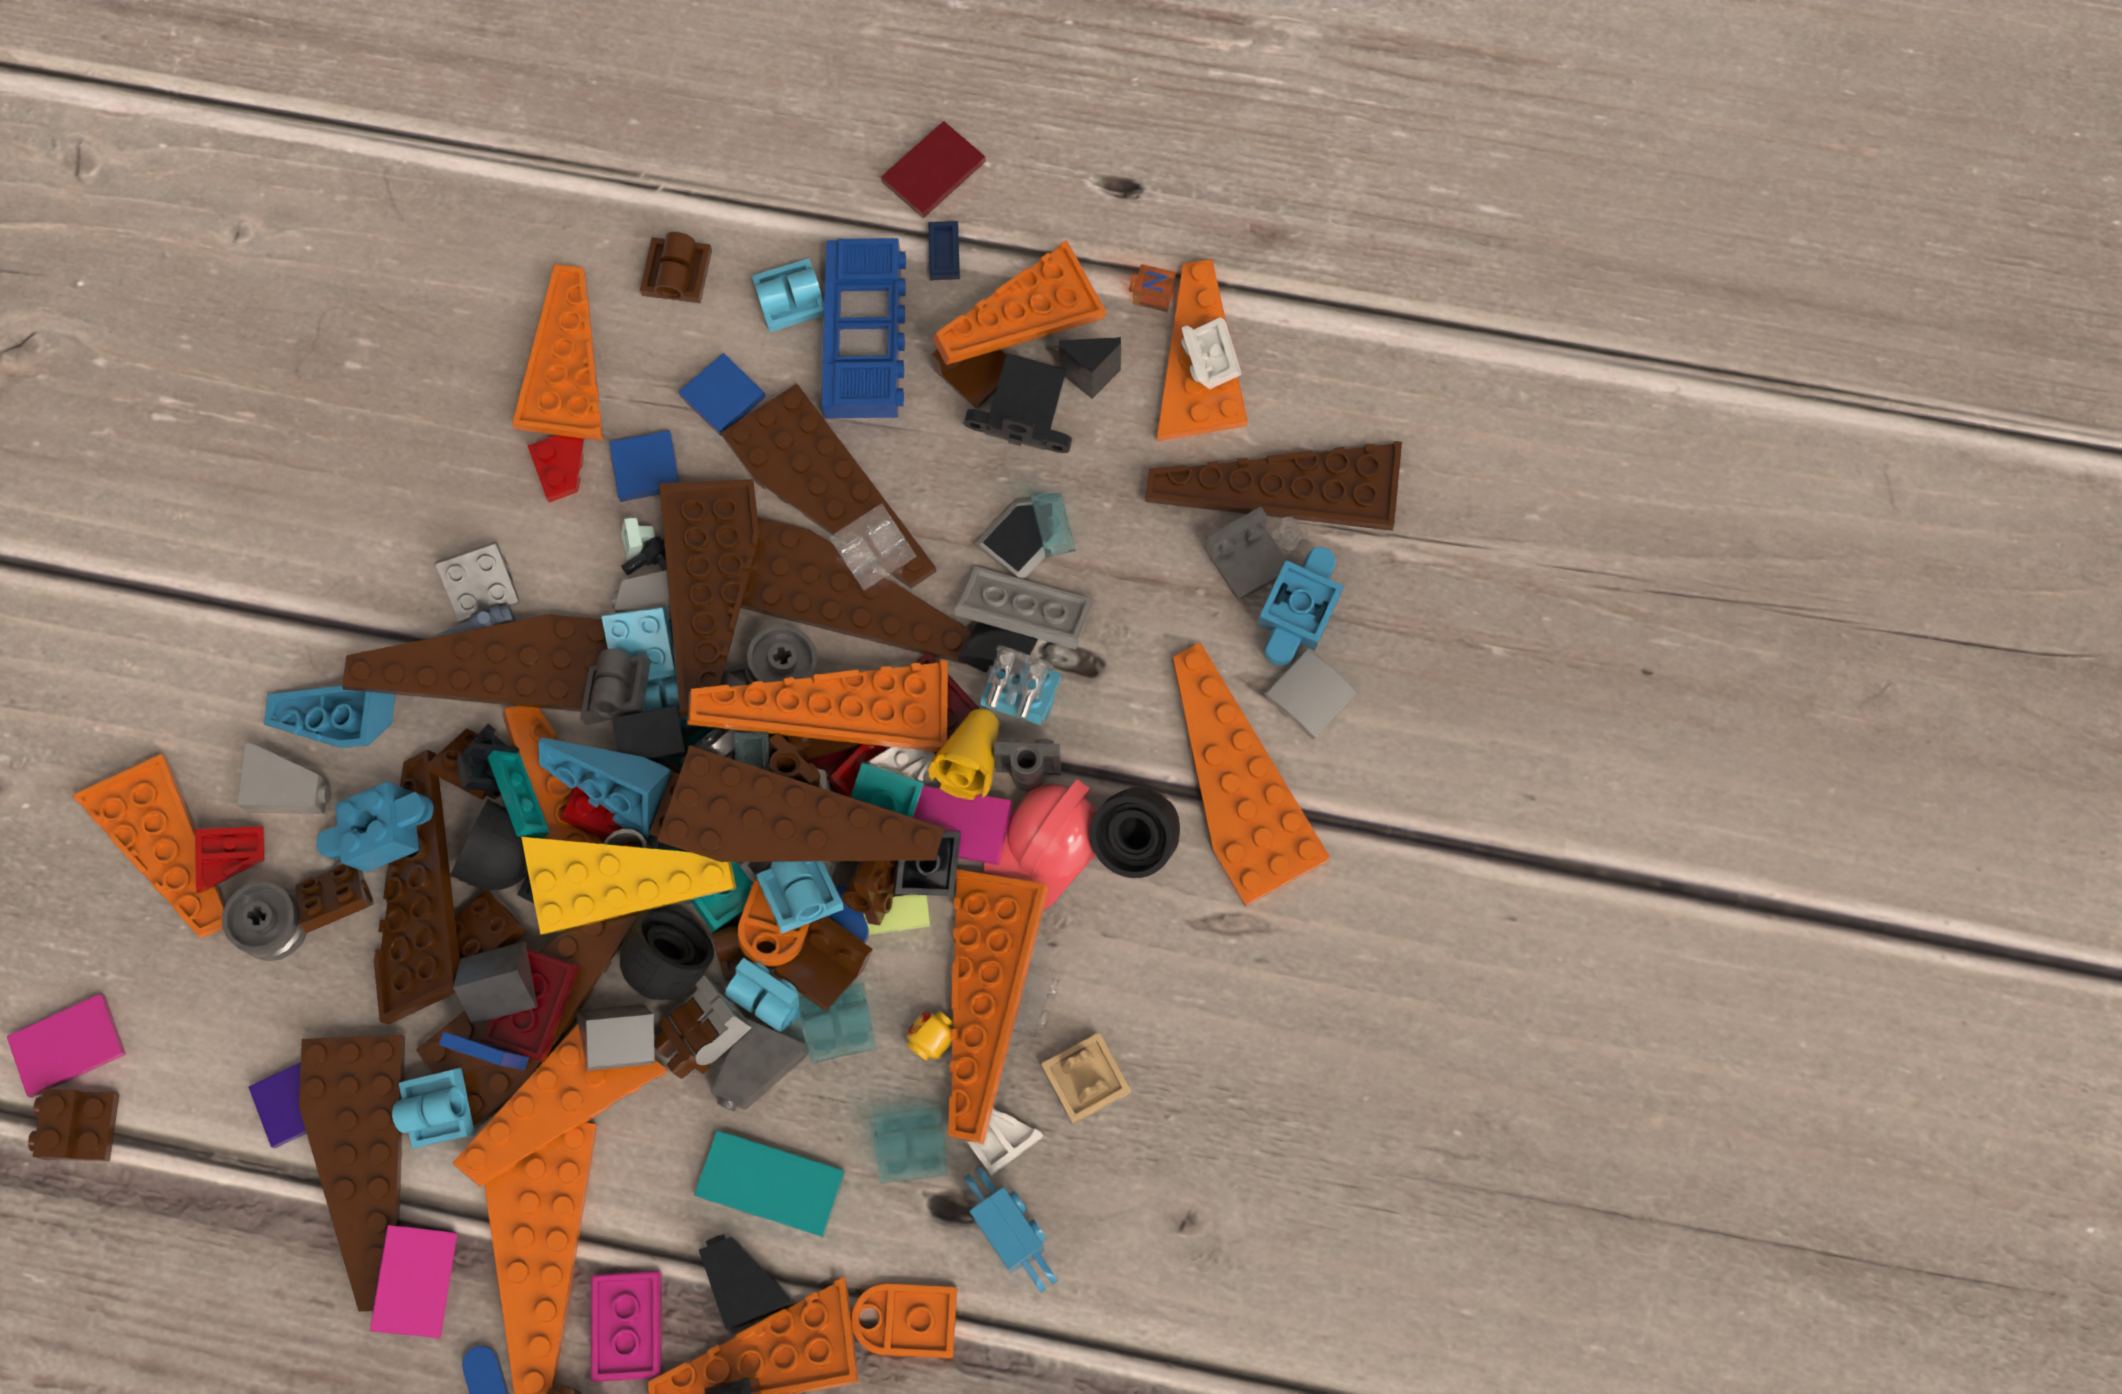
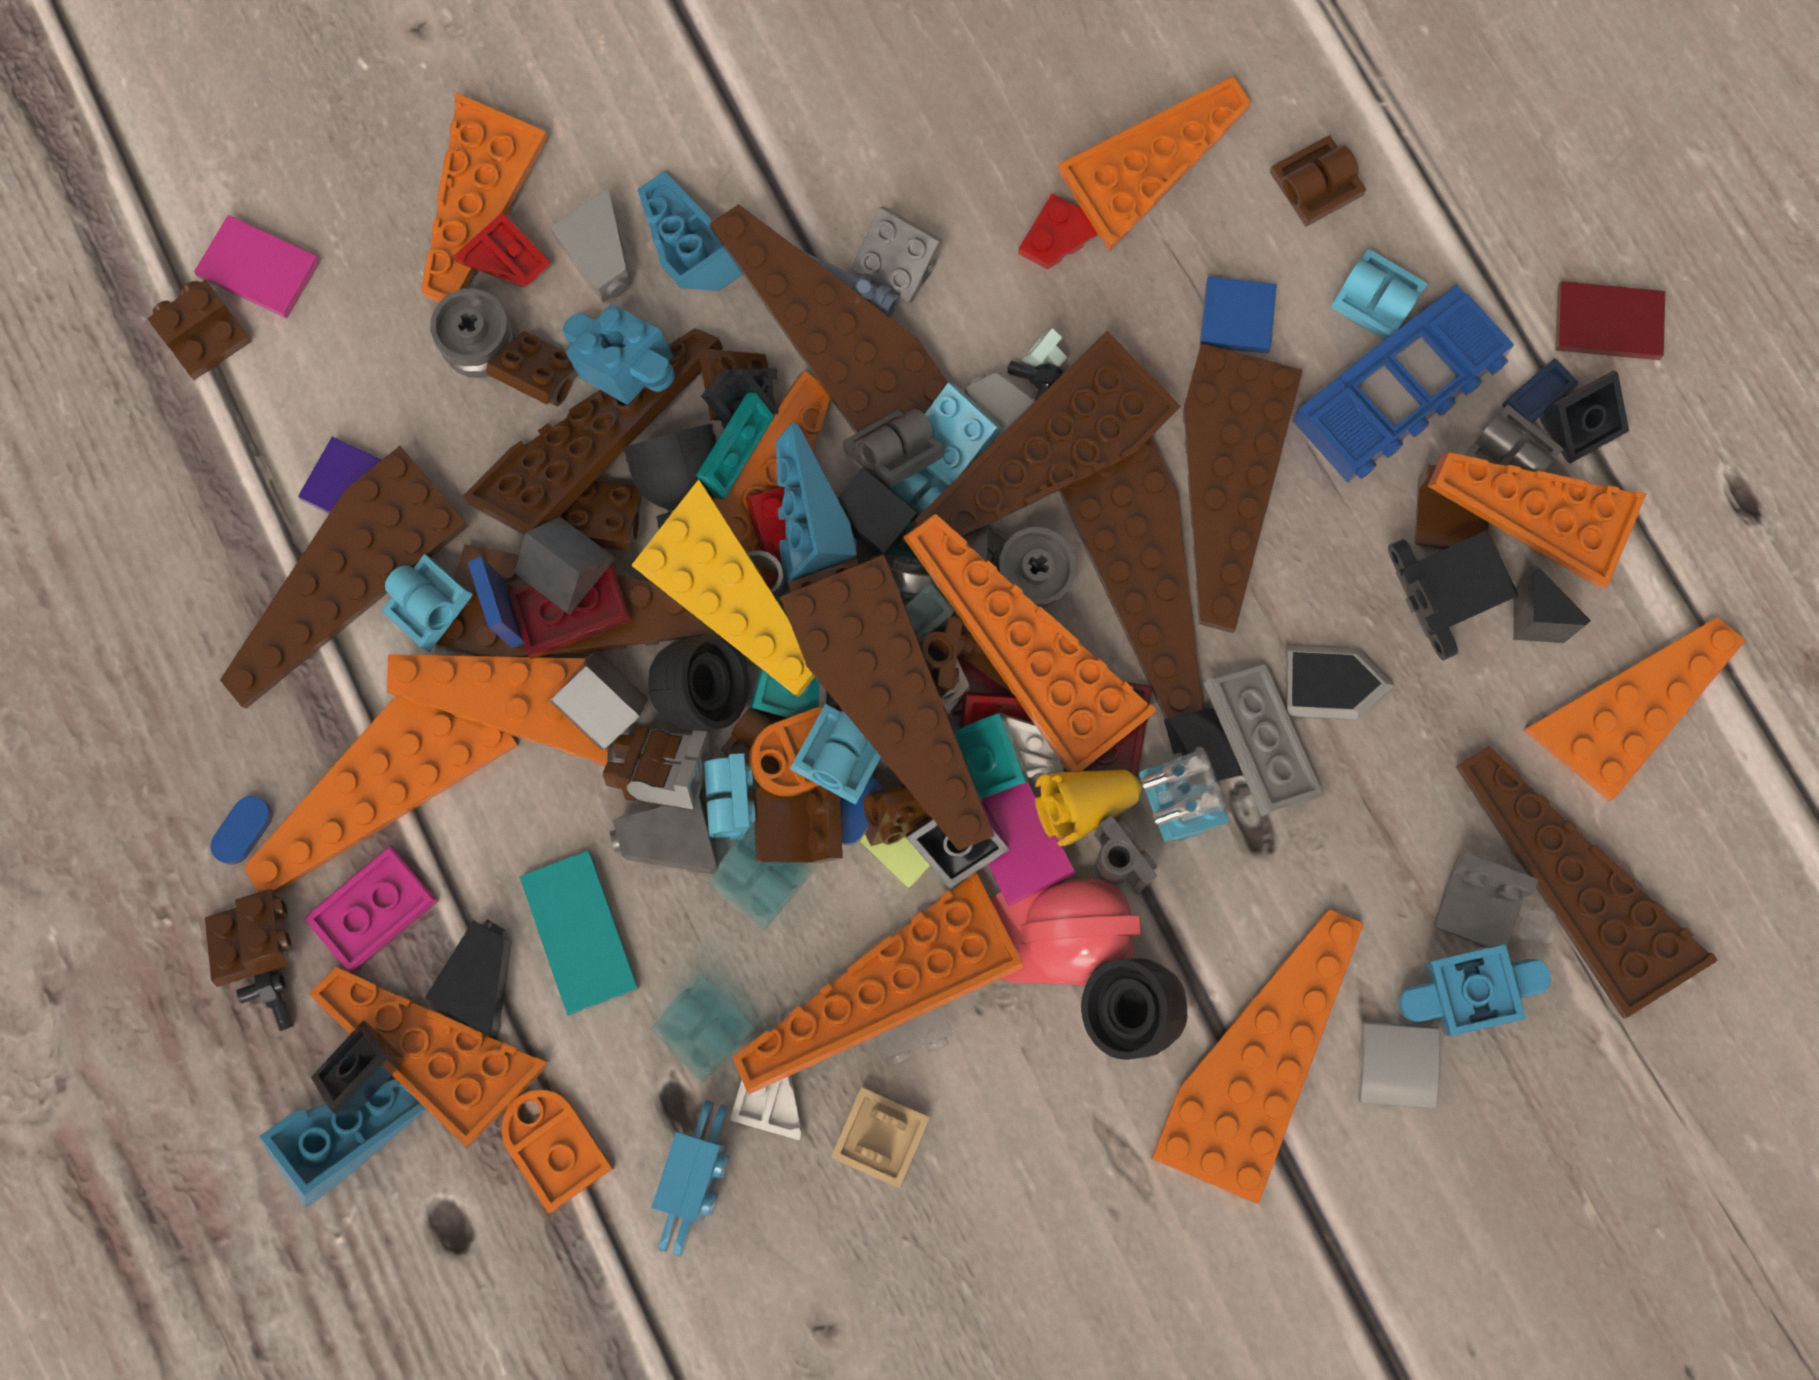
camera: 50 degrees right, 5 degrees up
(413, 1282) = (274, 704): dark pink tile -> none
(643, 464) = (1117, 303): blue tile -> none
(872, 546) = (1204, 560): clear plate -> none
(929, 1035) = (810, 967): yellow head -> none
(962, 290) = (1515, 442): none -> flat silver plate
(985, 234) = (1587, 417): none -> black slope
(1052, 524) = (1362, 701): clear light blue slope -> none
(1153, 287) = (1669, 609): clear orange brick -> none
(1211, 353) = (1649, 714): white bracket -> none

